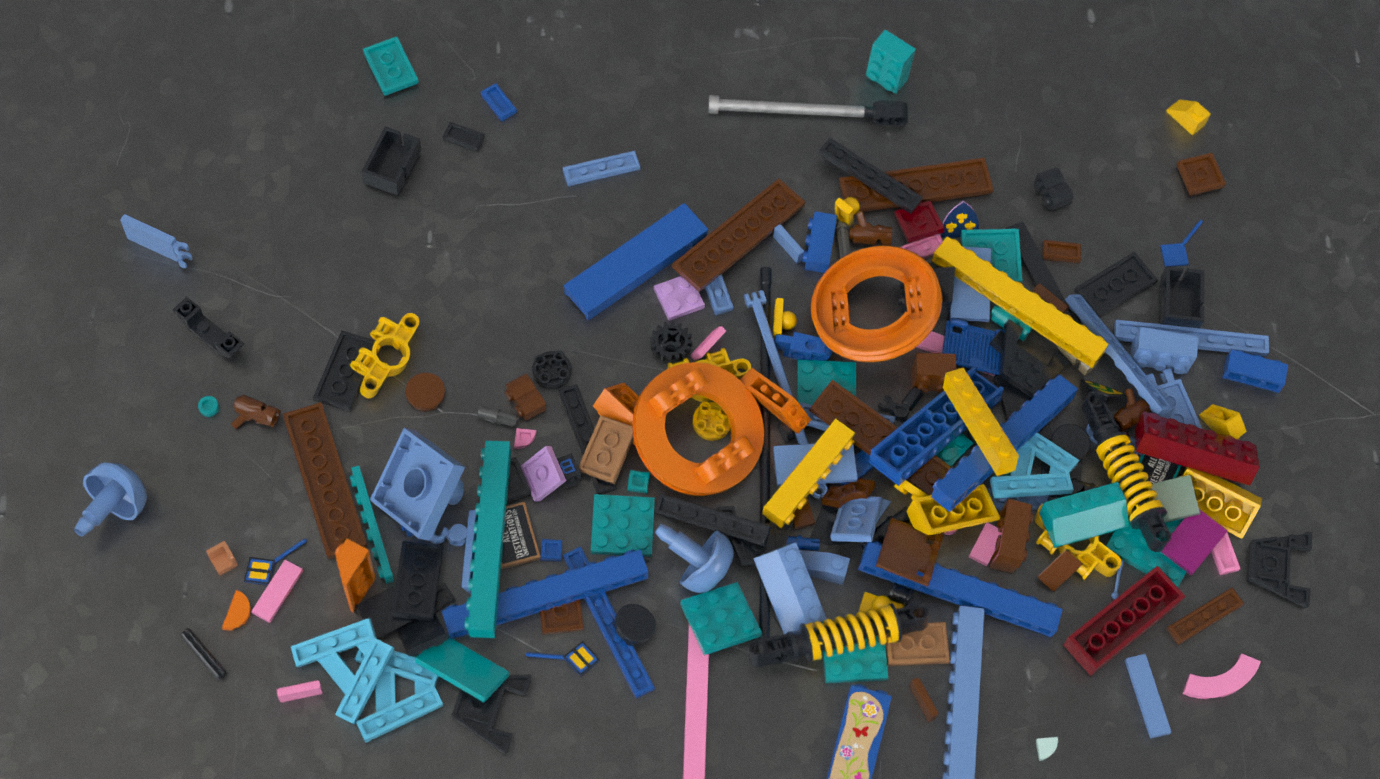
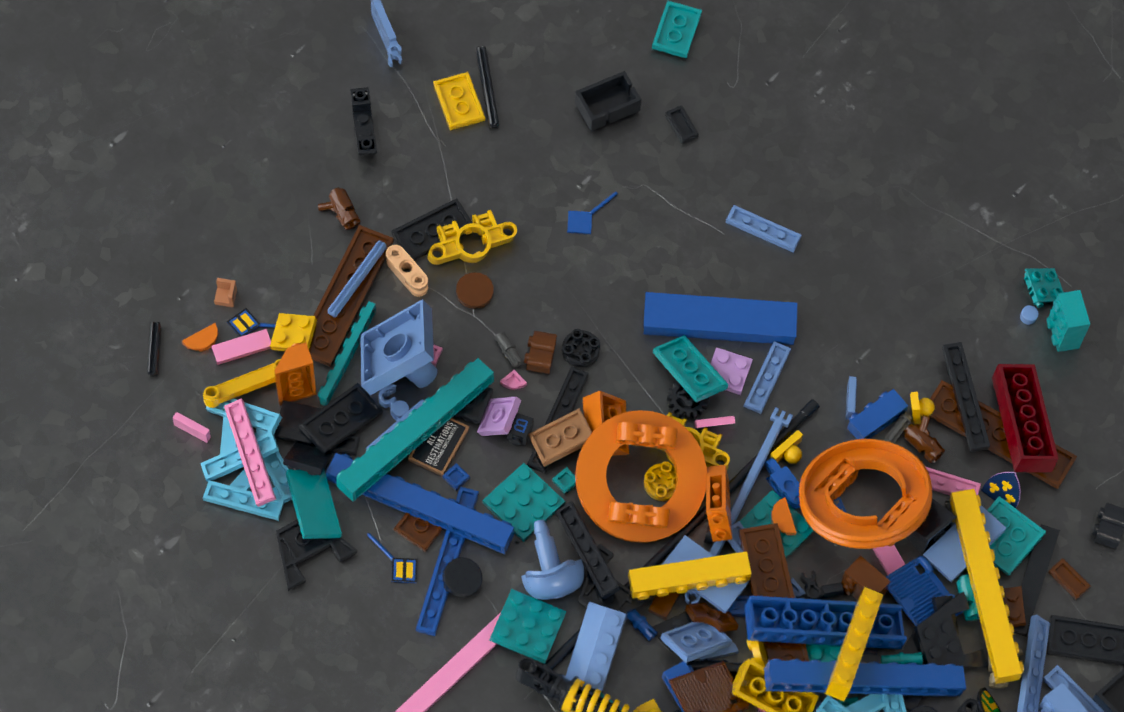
camera: 45 degrees right, 0 degrees up
(114, 491) = (195, 185): medium blue piece -> none
(208, 406) = (315, 179): teal tile -> none
(268, 252) = (459, 101): none -> yellow tile
(281, 223) = (487, 86): none -> black axle
(312, 544) = (292, 330): none -> yellow plate
(312, 616) = (240, 385): none -> yellow piece
(323, 457) = (356, 279): none -> medium blue axle
(341, 416) = (415, 280): none -> light nougat piece
(372, 669) = (250, 452): none -> bright pink tile
(456, 271) = (582, 221): none -> blue piece
(498, 102) = (733, 118): blue tile -> none
(652, 316) = (690, 368): none -> teal tile
(738, 235) = (818, 360): reddish brown plate -> none
(825, 565) = (639, 651): medium blue slope -> none
(826, 372) = (782, 516): none -> orange tile
(840, 49) = (1043, 285): none -> teal hinge
(852, 82) = (1029, 315): none -> medium blue piece
(883, 112) = (1025, 354): flat silver piece -> none
(921, 223) = (972, 465): dark red plate -> none
(928, 157) = (1024, 418): none -> dark red brick
(1011, 406) = (902, 658): none -> teal pin

